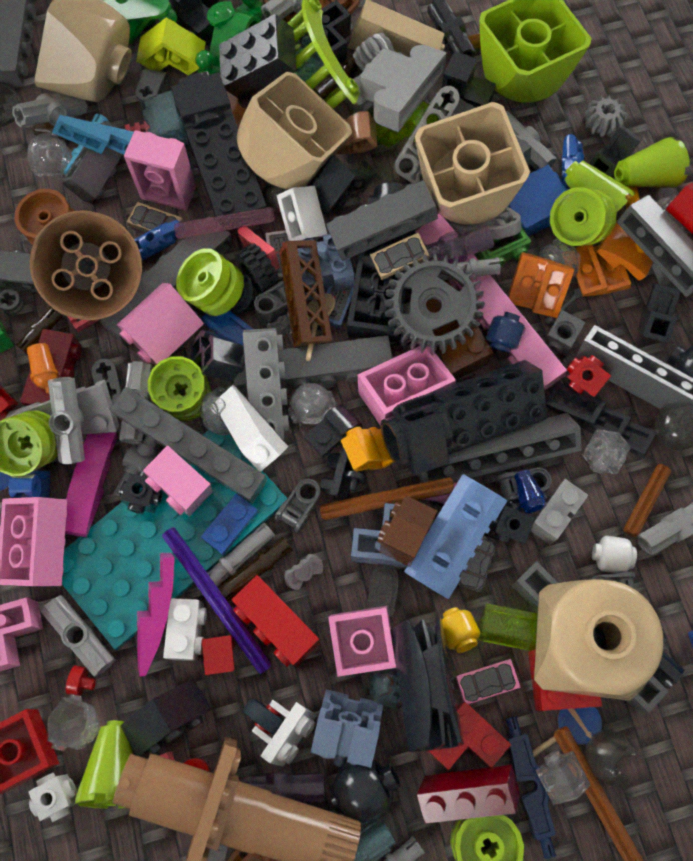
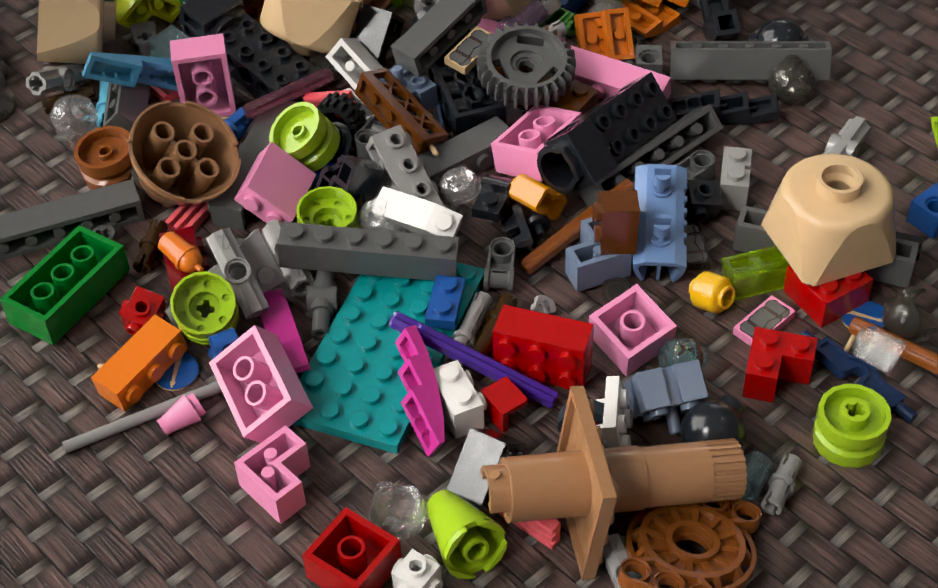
camera: 25 degrees left, 25 degrees down
(79, 680) = (375, 476): red tile -> none
(89, 649) = (353, 450): light grey piece -> none
(139, 502) = (346, 307): black brick -> none
(178, 480) = (383, 268): bright pink brick -> none
(426, 687) = (716, 320): black piece -> none
(468, 794) = (807, 385): dark red brick -> none
(505, 332) = (600, 69): dark blue head -> none
(529, 492) = (703, 165): clear blue cone -> none
(594, 382) = (690, 75): red brick -> none
(606, 452) = (744, 122): clear brick -> none
(647, 500) = (802, 137): dark orange axle -> none

